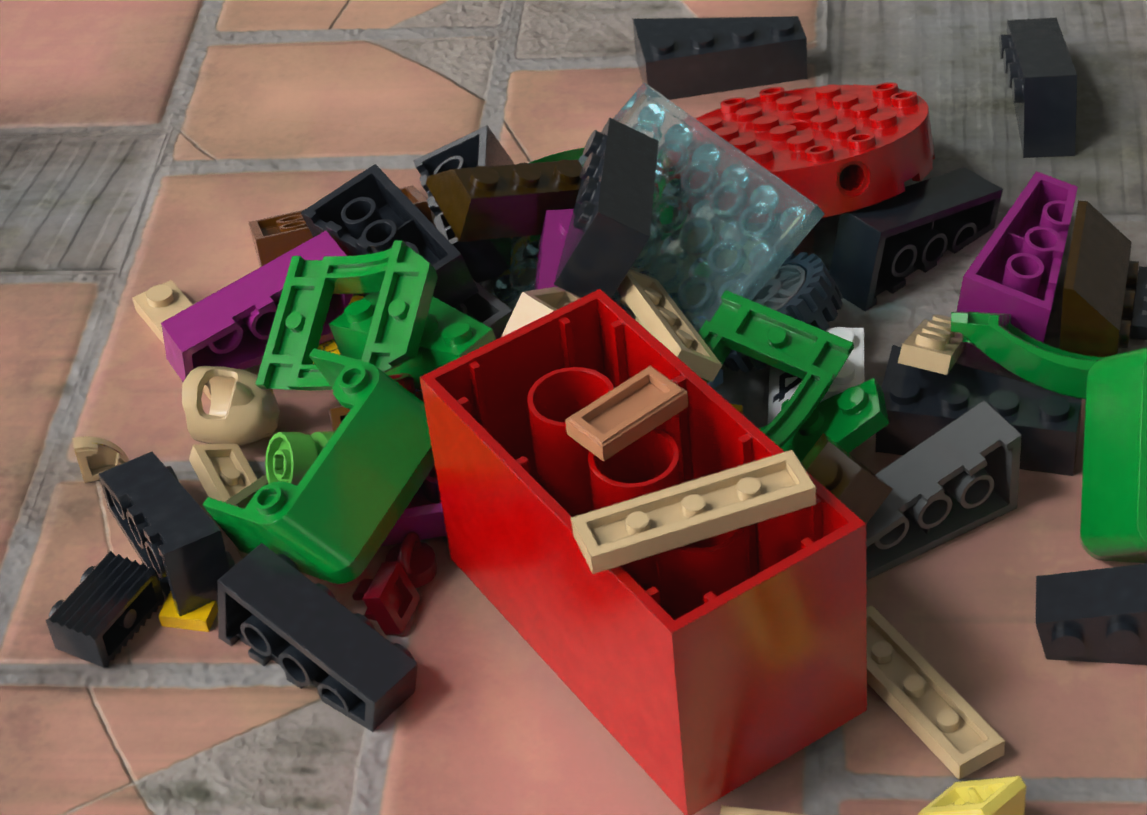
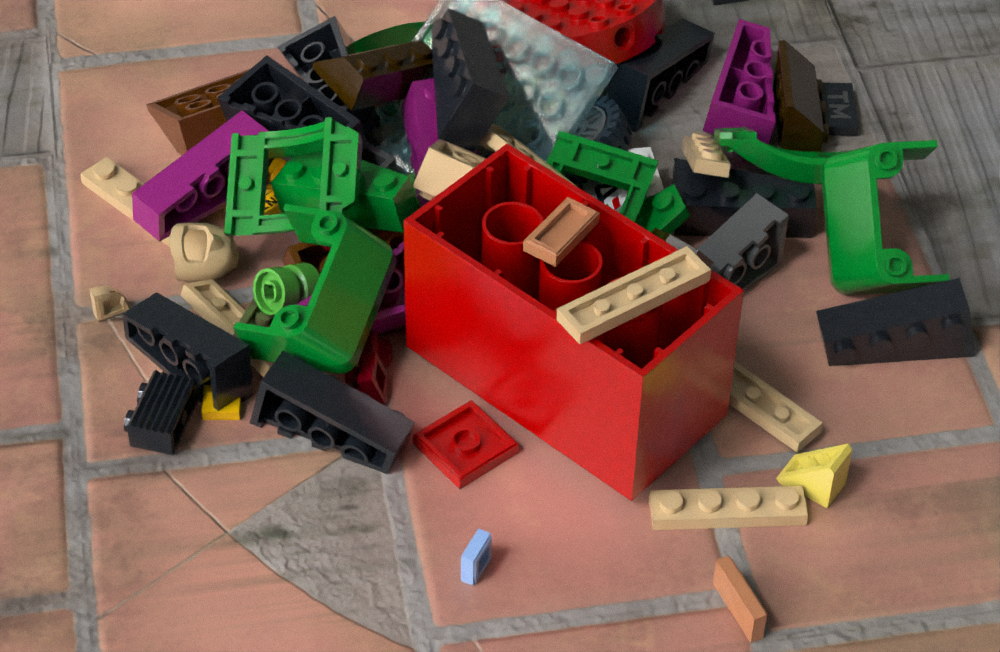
camera: 20 degrees left, 5 degrees up
(489, 704) = (465, 444): none -> red tile

